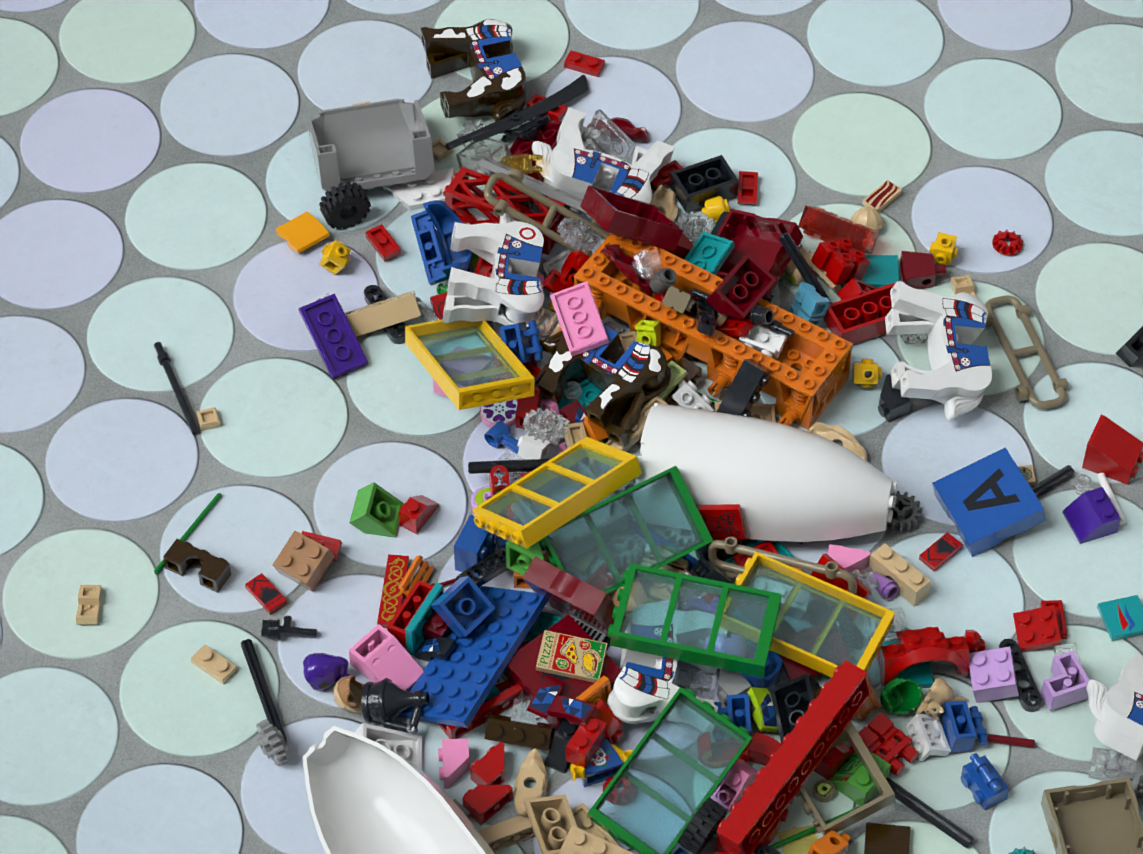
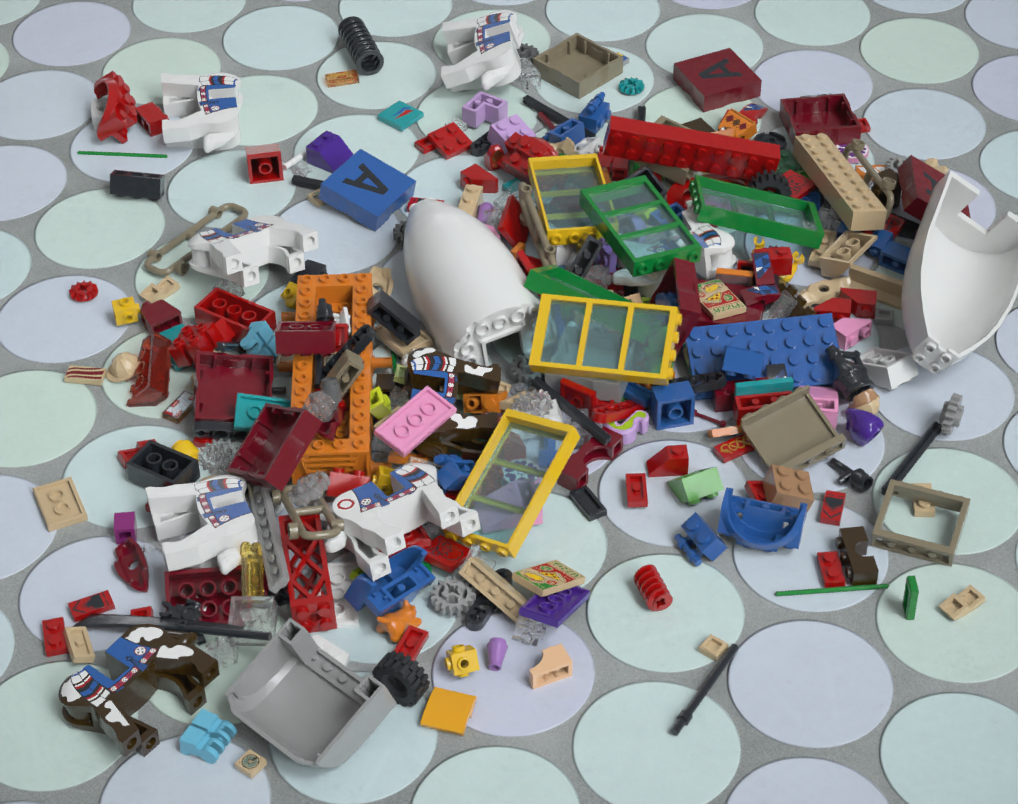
camera: 125 degrees left, 10 degrees down
(117, 556) = (910, 597): none -> green tile
(173, 608) = (916, 547): none -> dark tan window
(208, 542) = (830, 569): none -> red plate
(282, 309) = (552, 668): none -> light nougat arch
(285, 510) = (761, 523): none -> blue piece
(293, 411) = (652, 588): none -> red piece
(311, 472) = (703, 536): none -> blue brick
(327, 285) = (496, 652): none -> medium lavender cone
(355, 603) = (792, 431): none -> dark tan panel
(362, 349) = (548, 578): none -> tile
(404, 284) = (452, 596): none -> light grey gear
(406, 89) = (207, 736): none -> medium azure legs
(408, 244) = (398, 621): none -> orange animal
(409, 471) = (636, 490): none -> red plate
(428, 435) = (588, 503): none -> black tile
(465, 441) = (576, 471): none -> dark red arch
(559, 68) = (79, 644): none -> tan plate
(597, 93) = (92, 604): none -> red tile
(661, 134) = (125, 526): none -> magenta brick
(729, 120) = (60, 504): none -> tan tile
(945, 612) = (480, 177): none -> red slope
(1016, 753) = (550, 113): none -> black axle

